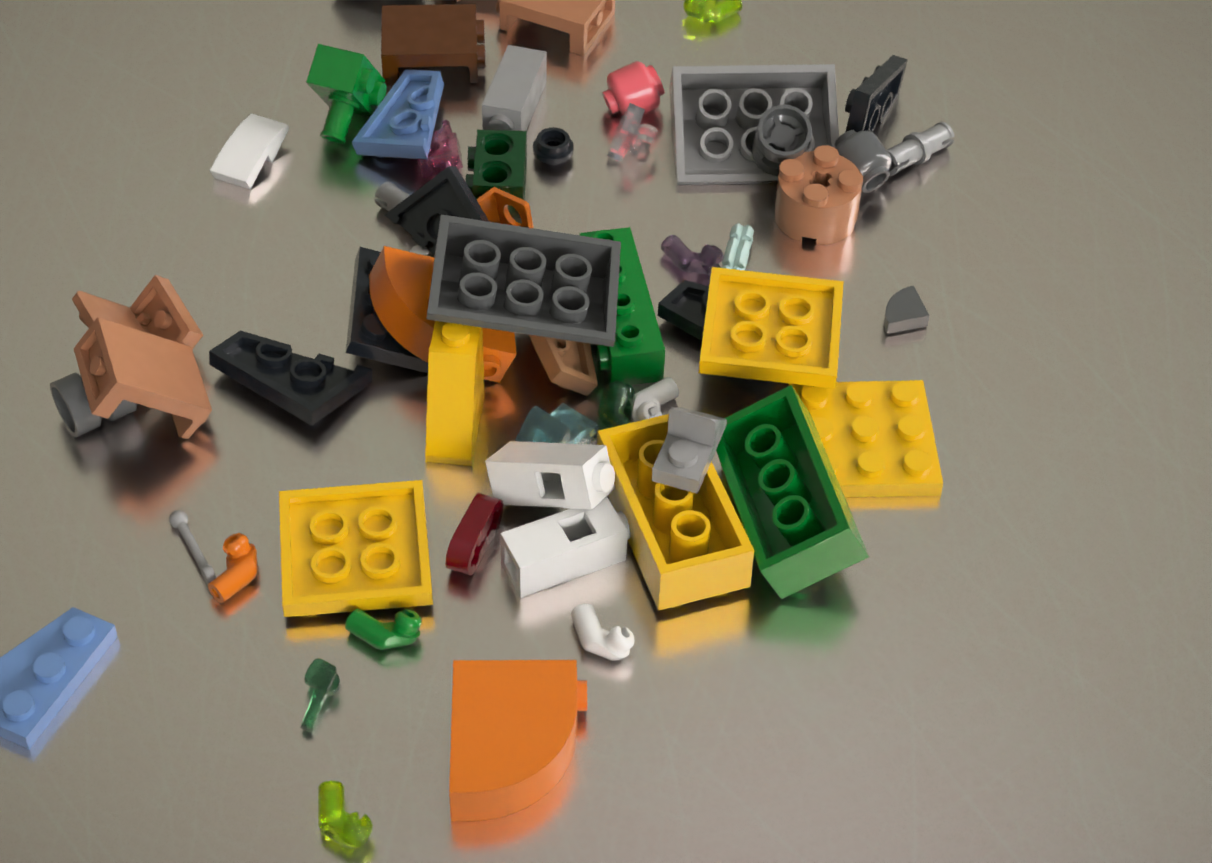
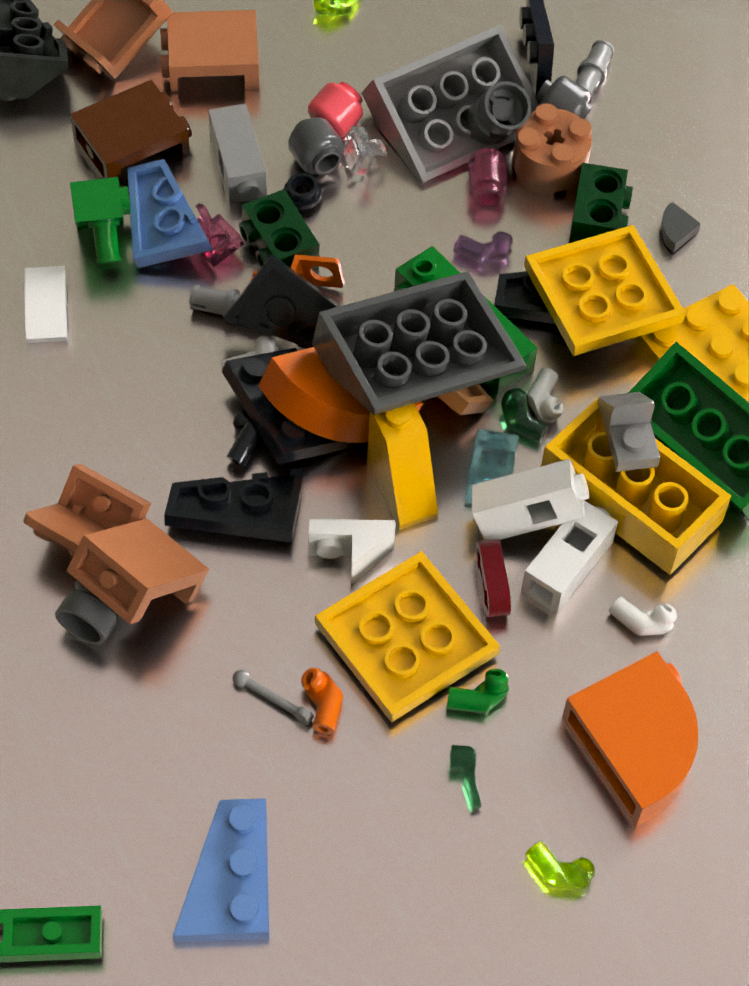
camera: 30 degrees left, 10 degrees up
(334, 326) = (246, 440): none -> black arm
(366, 449) = (361, 539): none -> white slope
(590, 111) = (316, 146): none -> dark grey head
(738, 247) = (517, 227): light aqua axle -> none
(739, 197) = (487, 177): none -> clear pink brick
(835, 252) = (600, 201): none -> dark green brick

